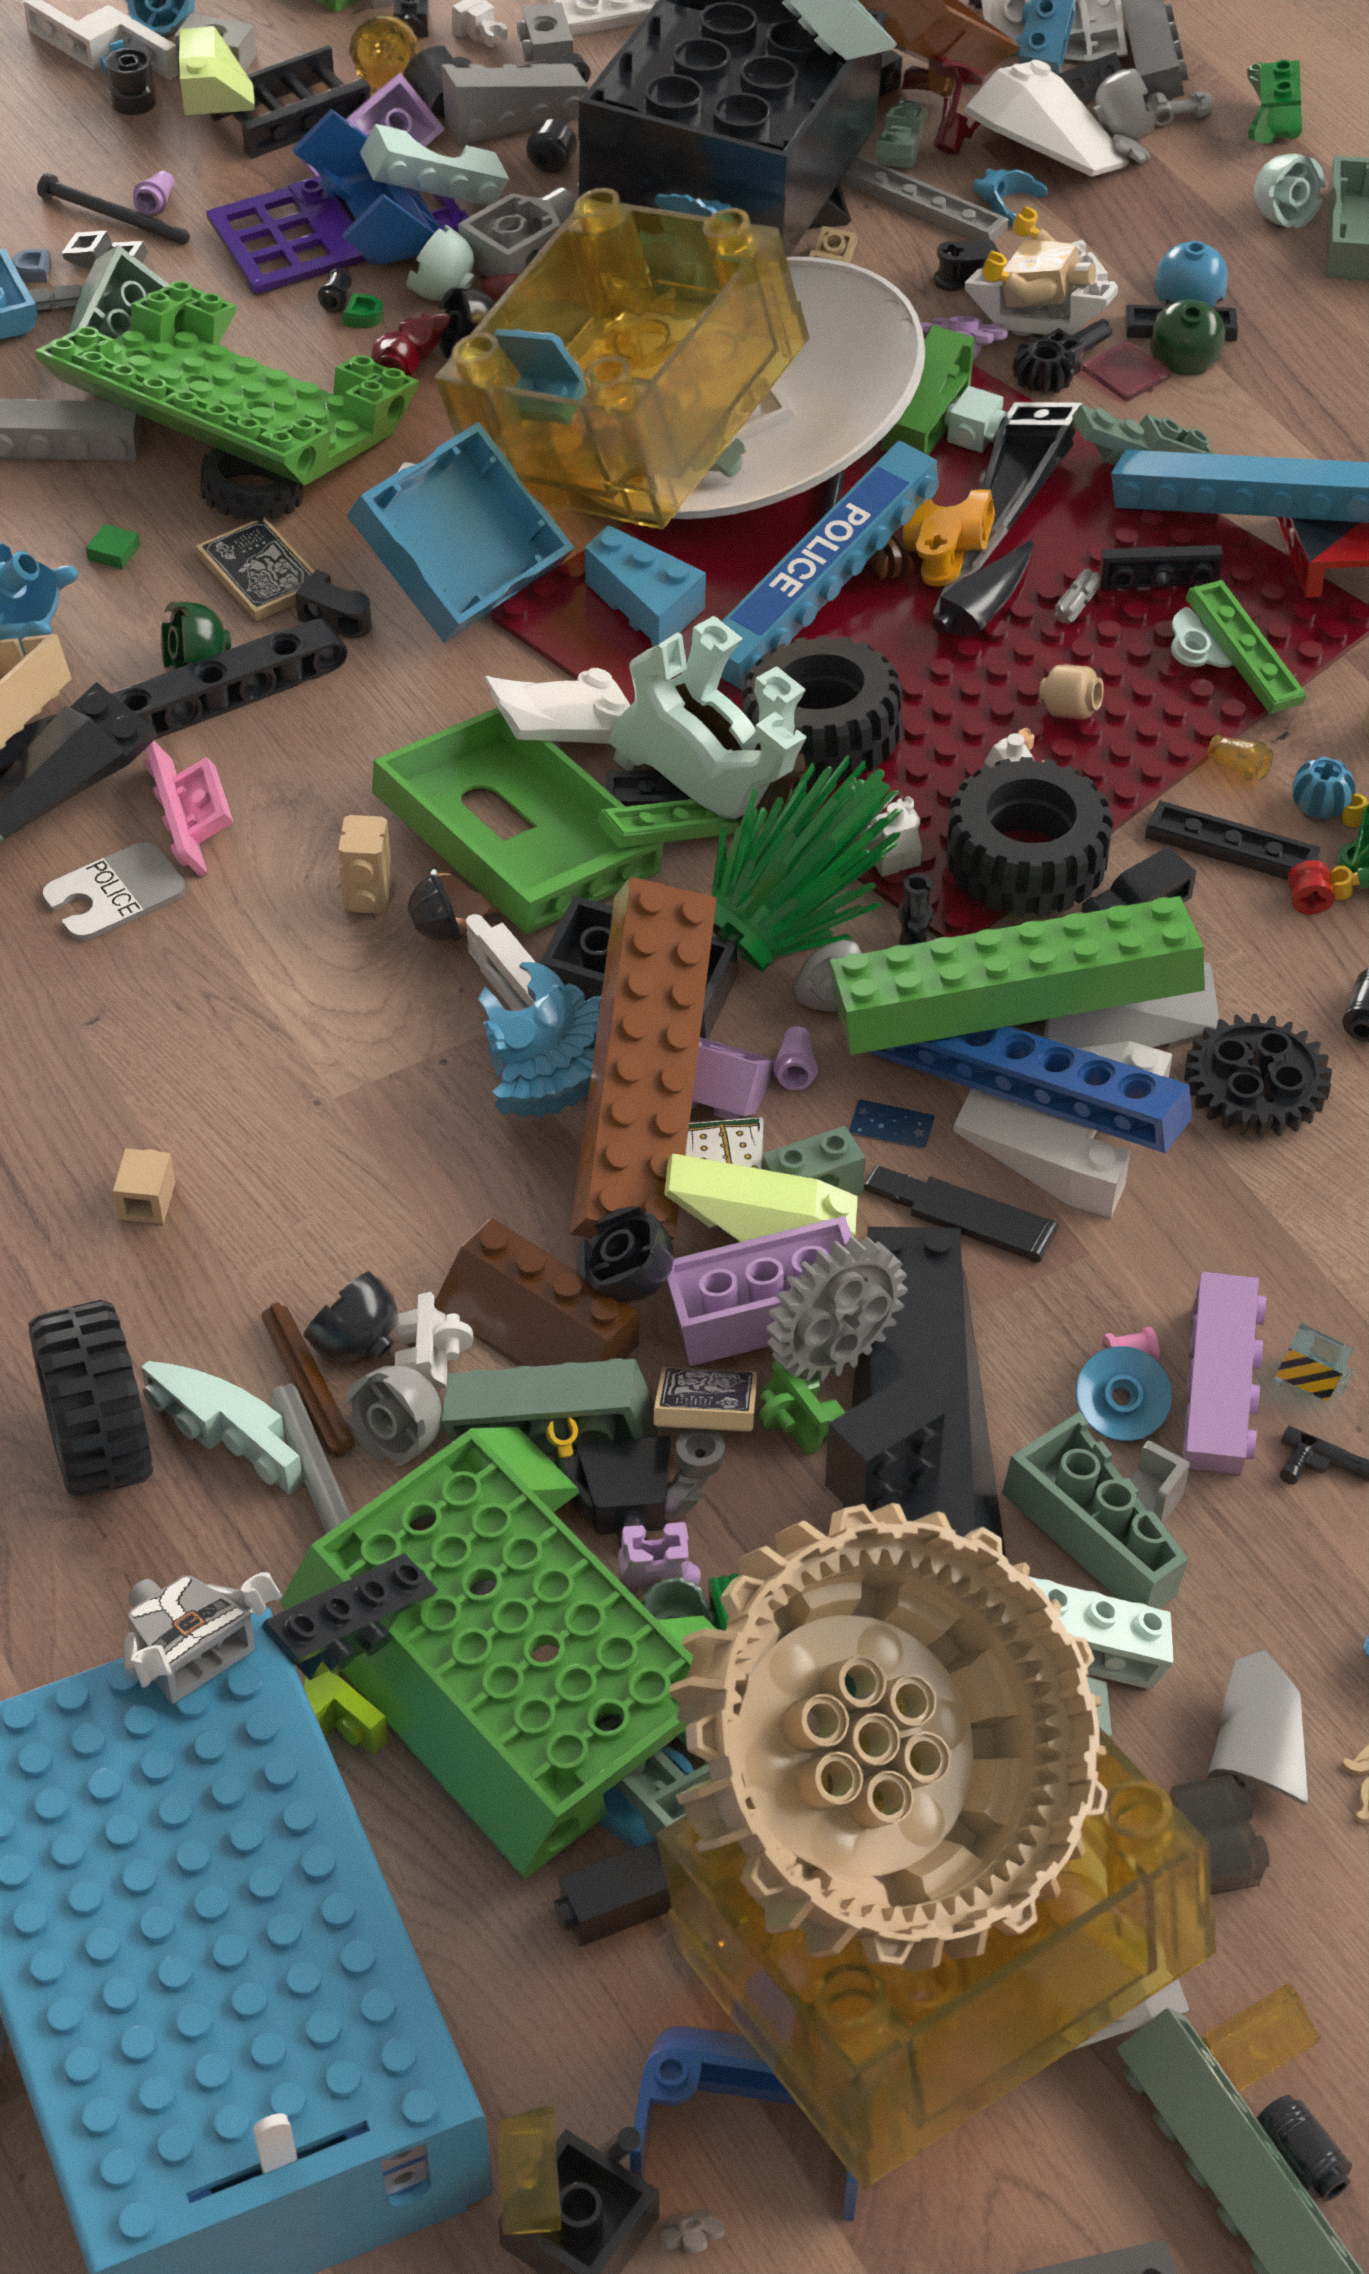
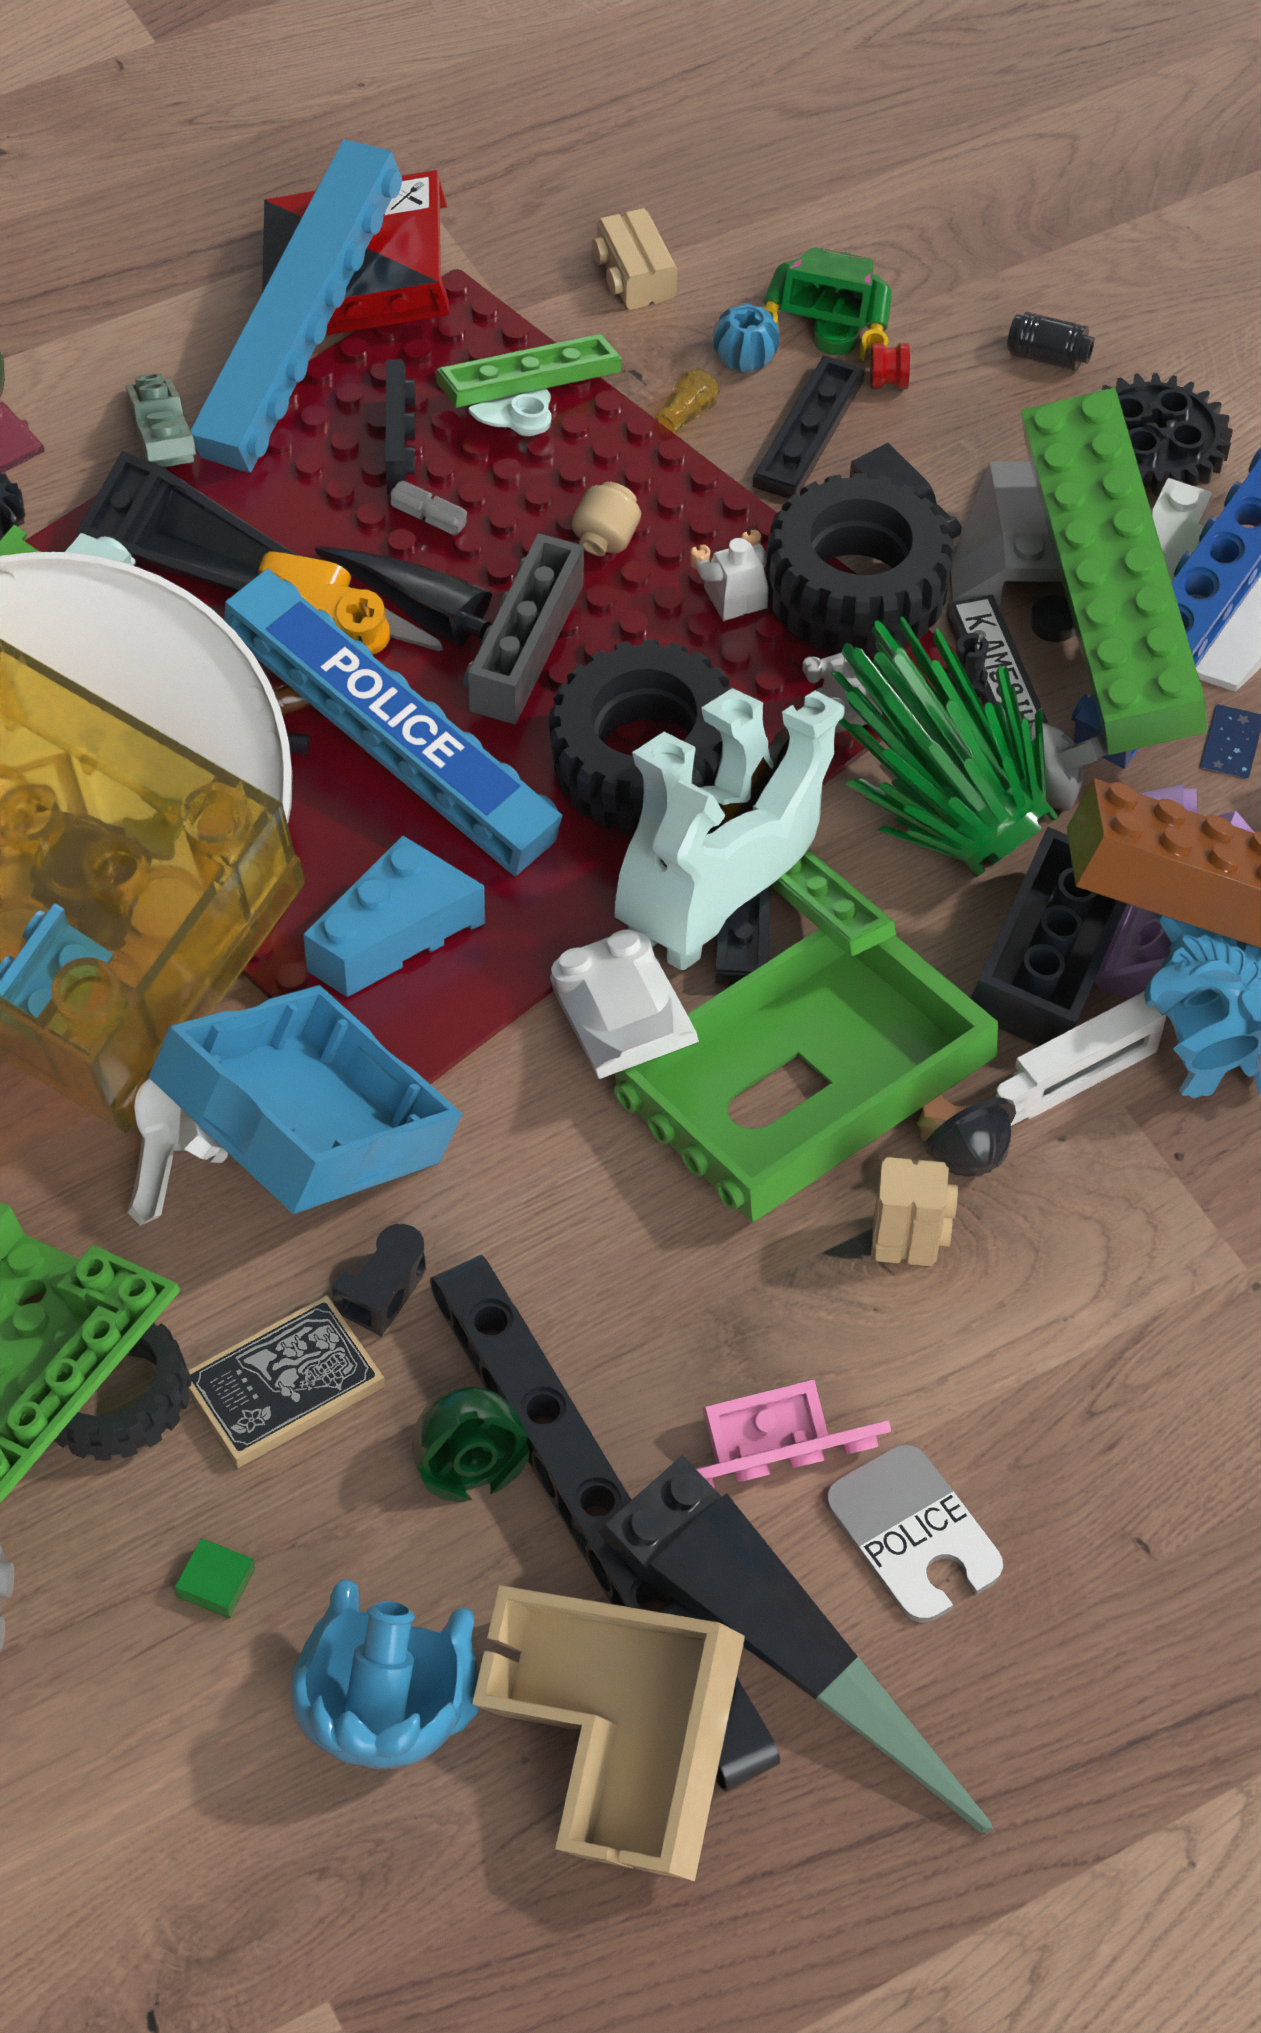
camera: 90 degrees left, 5 degrees up
(935, 642) = (525, 629): none -> dark grey brick

